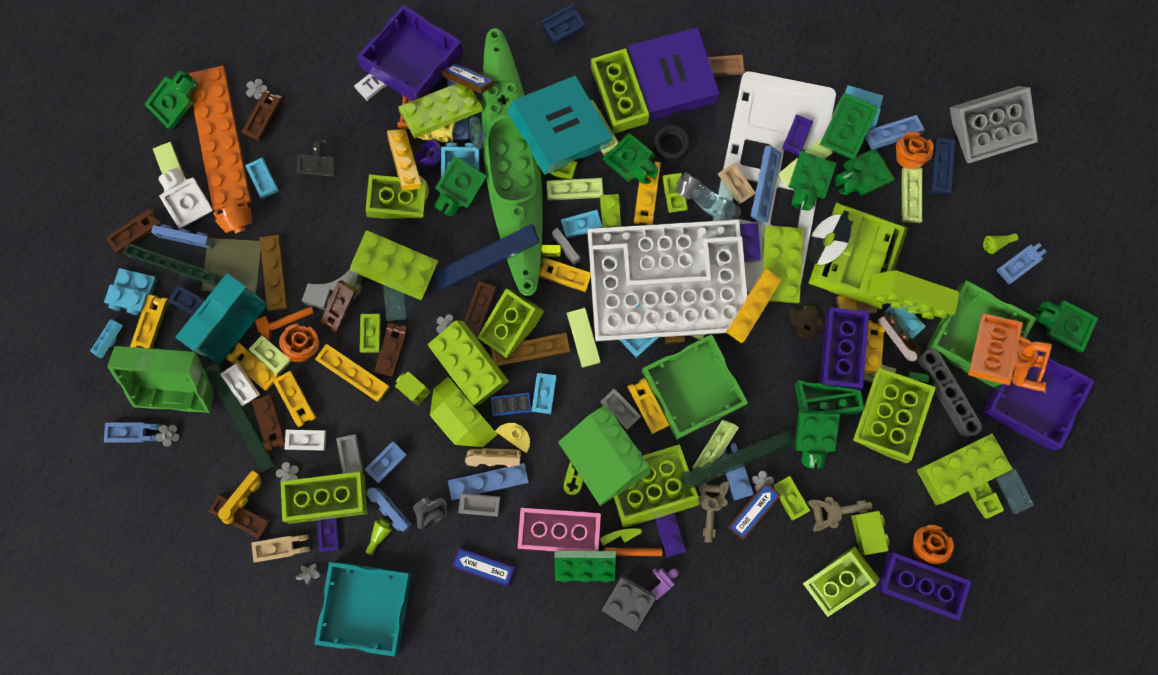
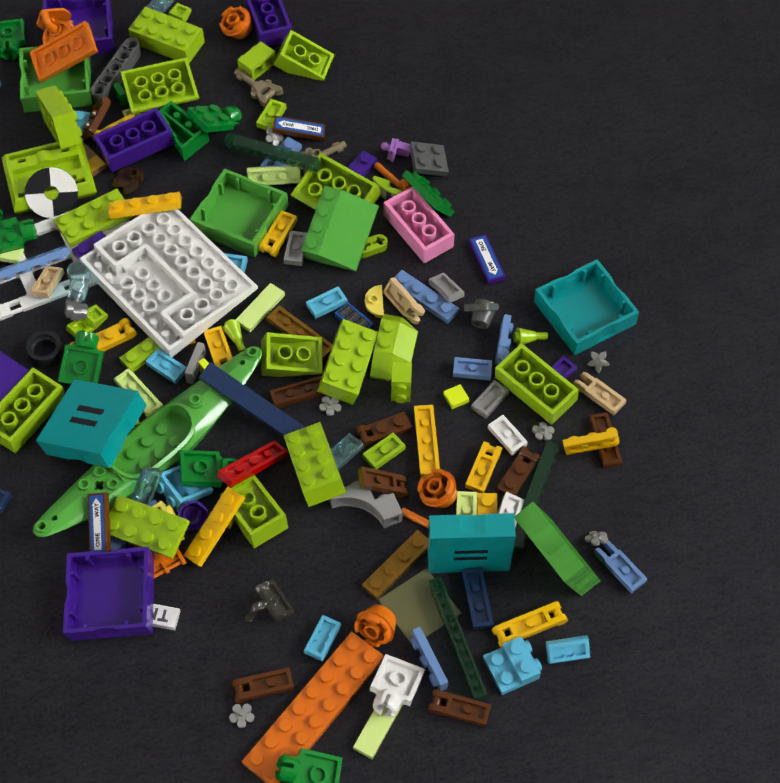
camera: 130 degrees left, 20 degrees down
(373, 429) = (456, 396): none -> neon yellow tile
(432, 221) = (252, 463): none -> red plate
(574, 298) = (233, 330): none -> lime cone

